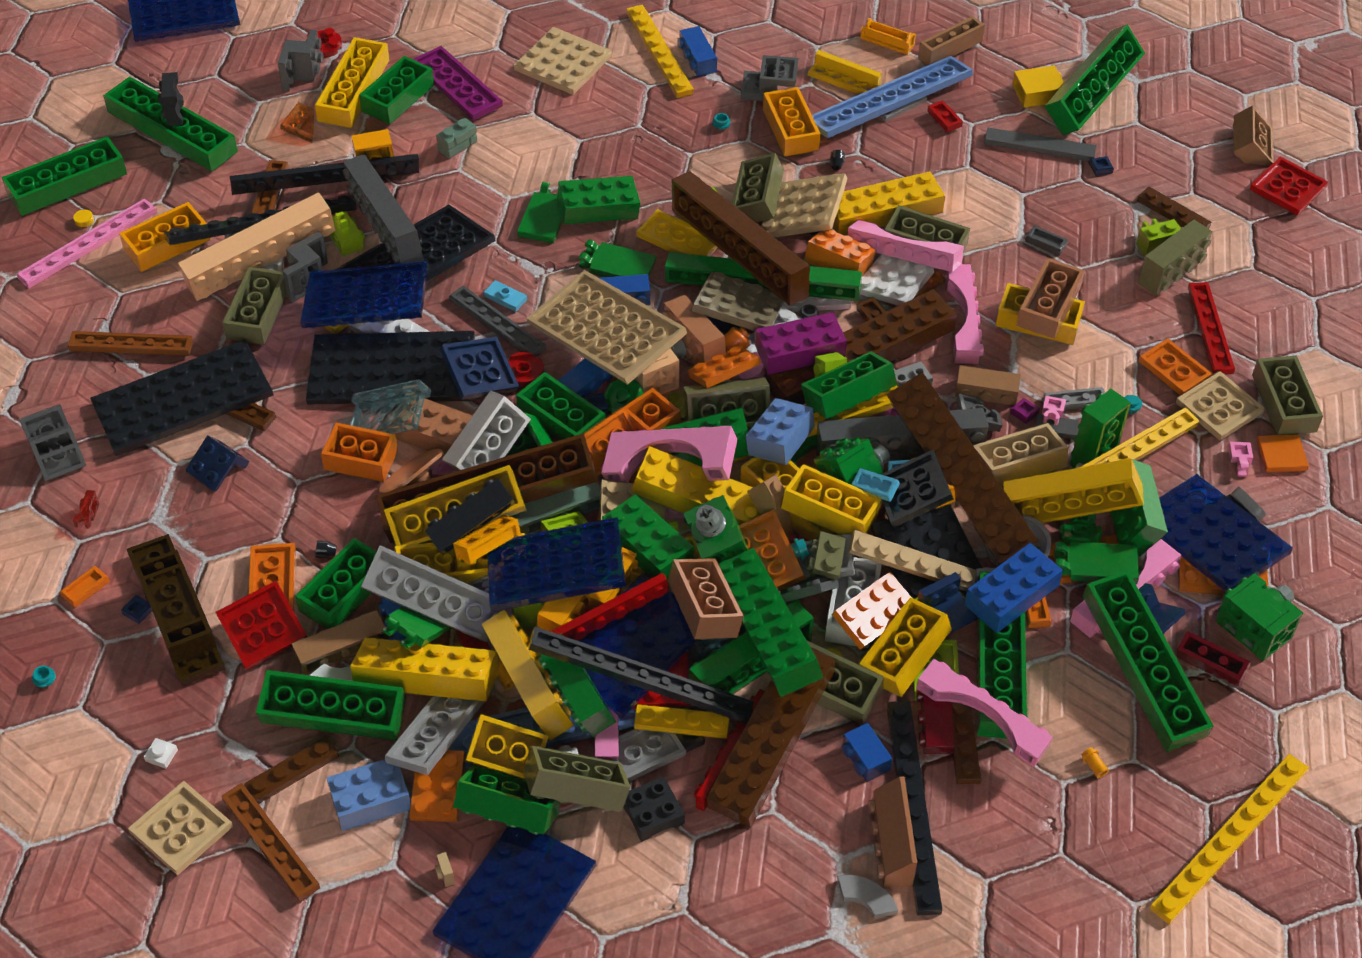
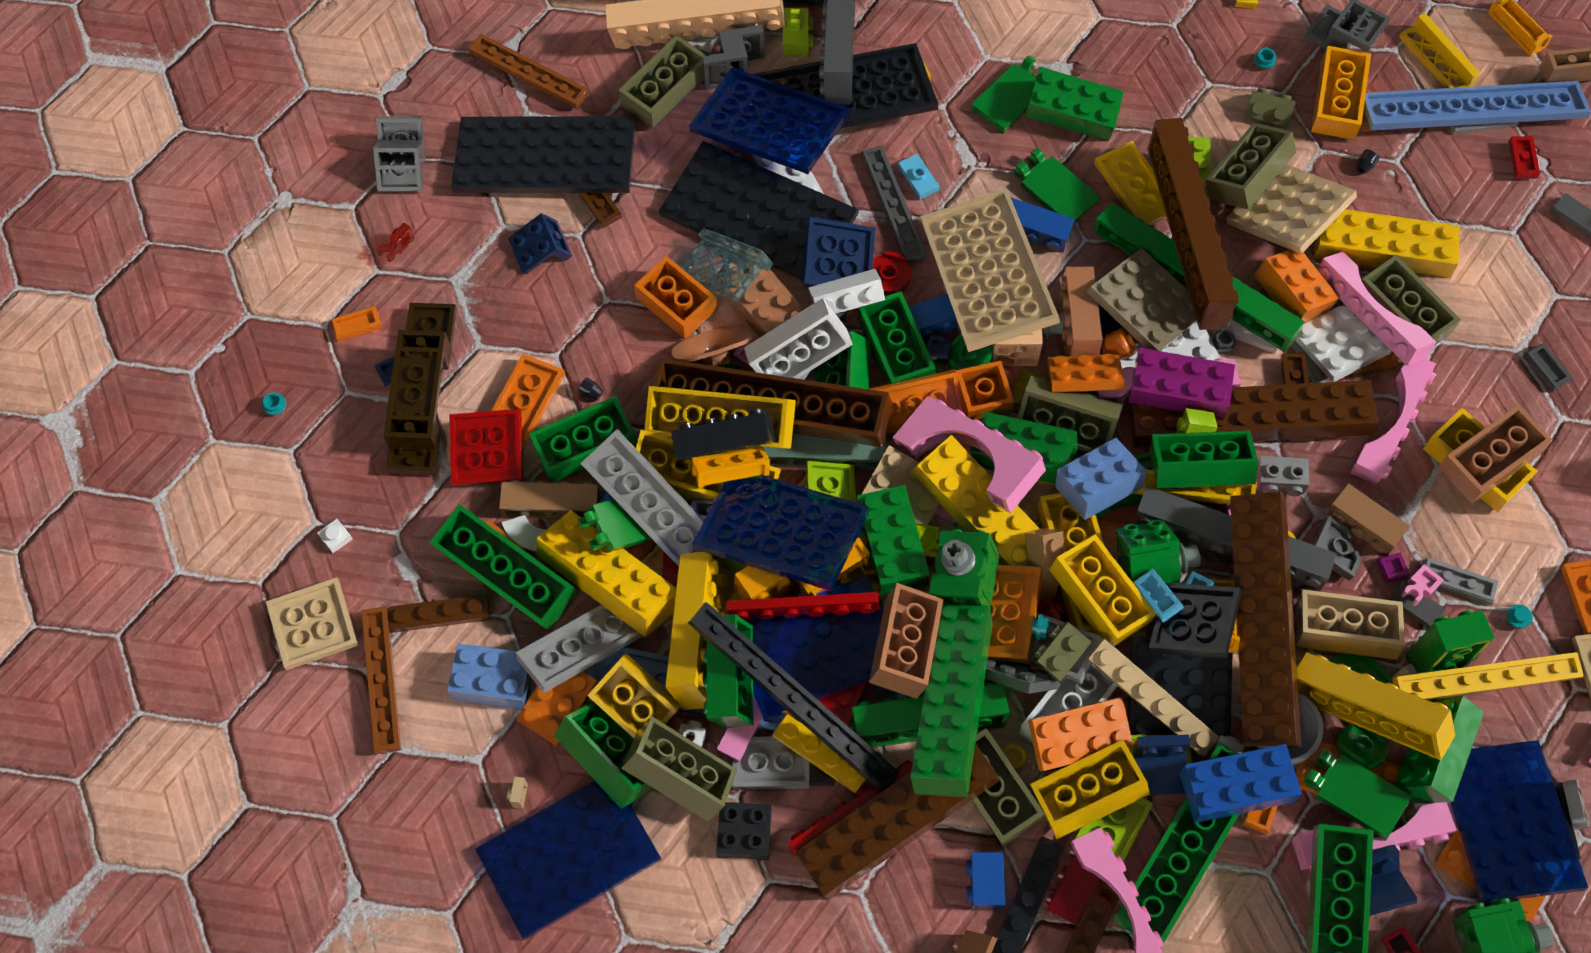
camera: 30 degrees right, 15 degrees up
(508, 384) = (850, 291): none -> white brick
(744, 150) = (1270, 108): none -> olive bracket

